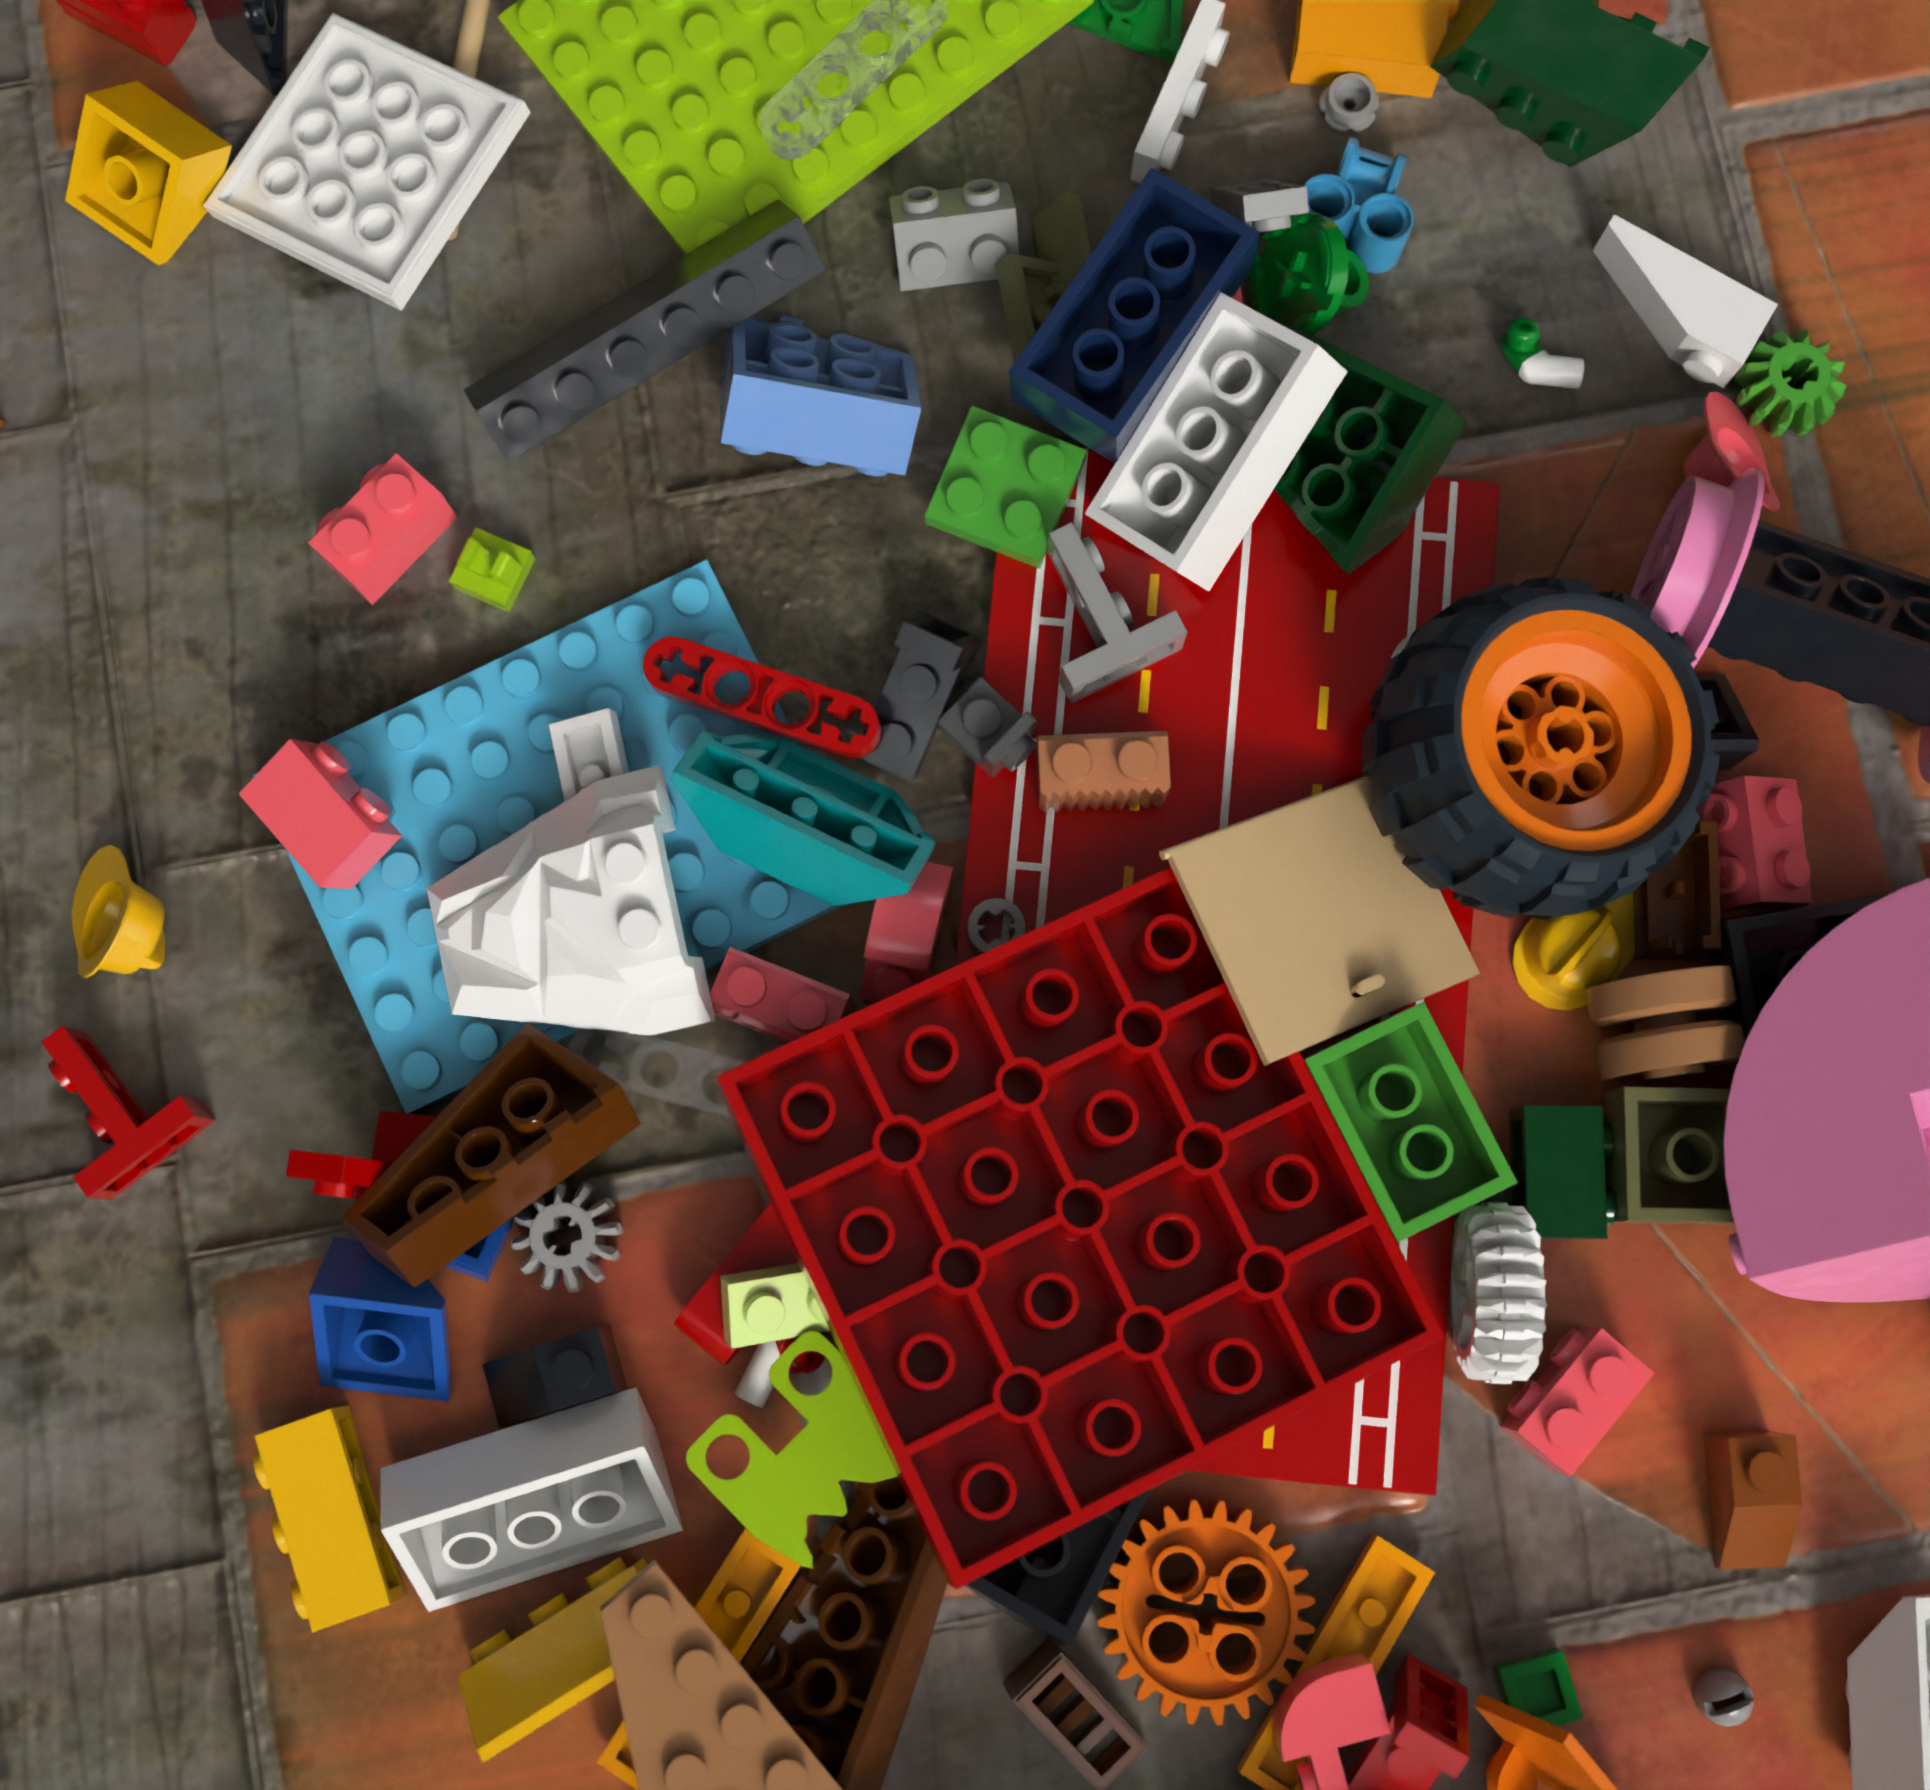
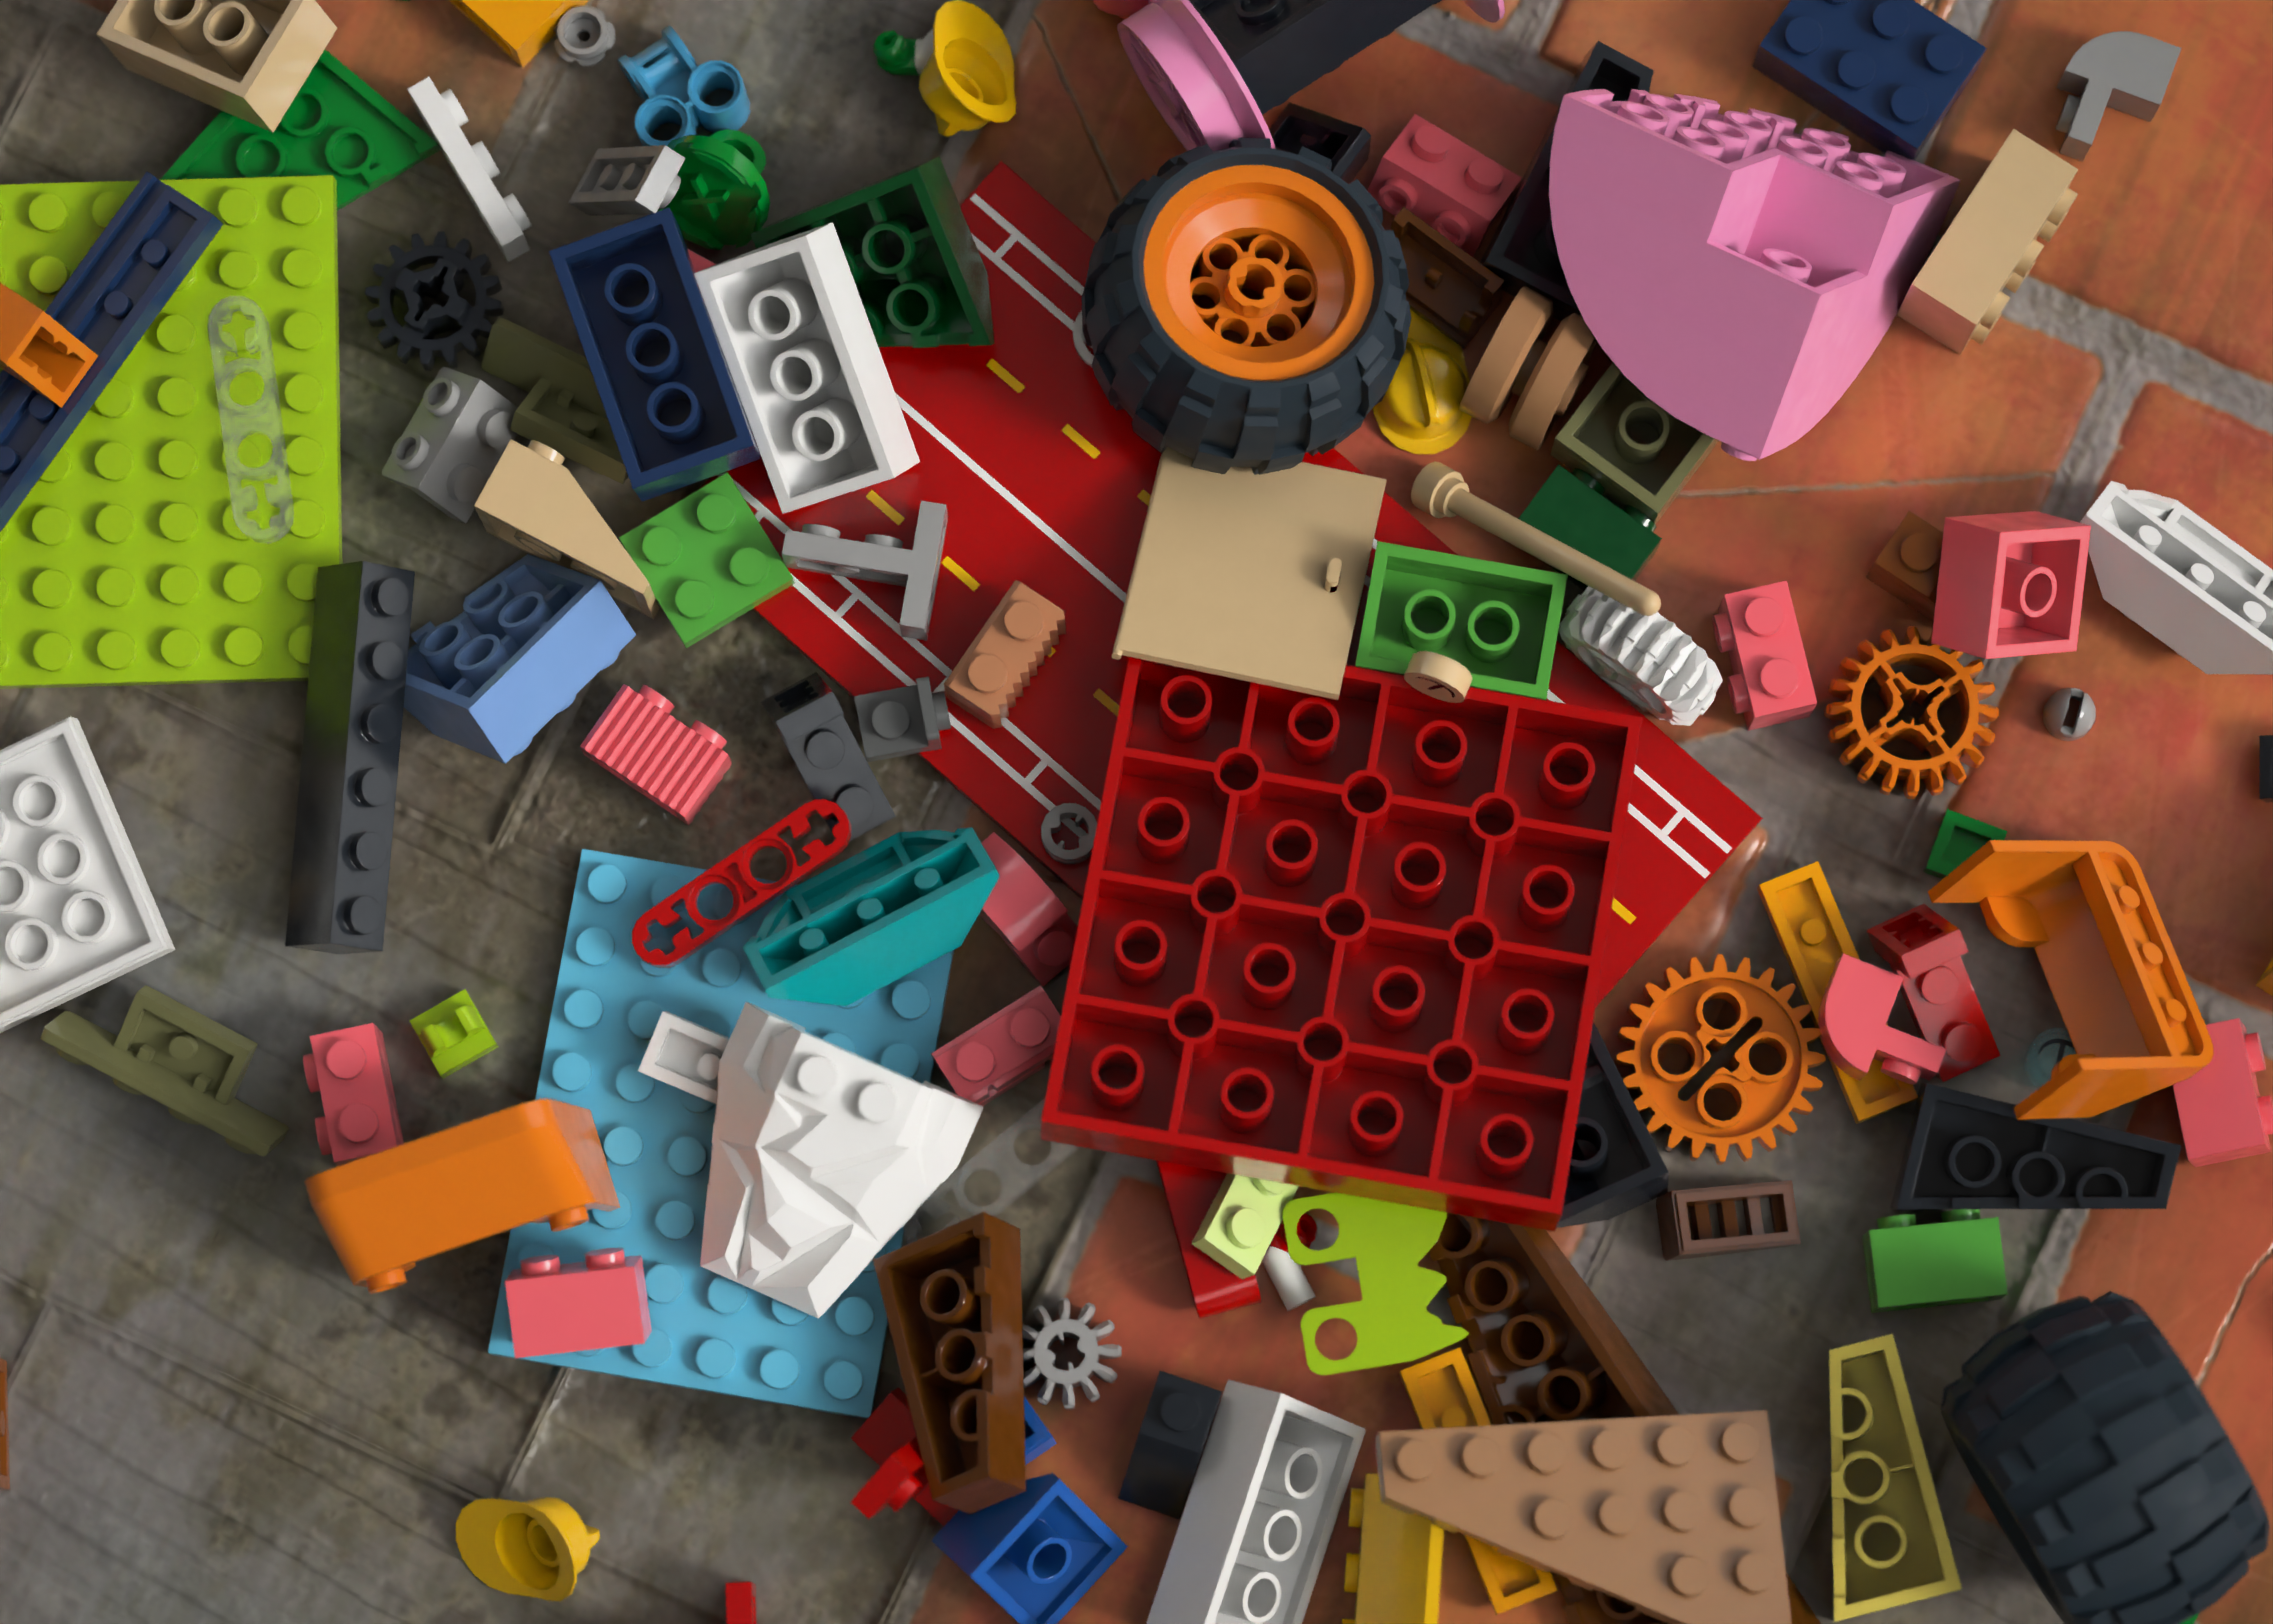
camera: 55 degrees left, 0 degrees up
(313, 377) = (176, 1060): none -> olive bracket
(346, 656) = (461, 1187): none -> orange windscreen
(824, 560) = (657, 752): none -> coral brick
(950, 326) = (547, 514): none -> tan slope
(1062, 114) = (412, 287): none -> black gear
(1347, 1136) = (1438, 676): none -> tan tile
(1505, 1028) = (1443, 493): none -> tan piece
(1552, 403) = (969, 70): none -> yellow piece
(1618, 1585) = (1925, 736): none -> orange gear
(1802, 1574) = (2010, 584): none -> coral brick

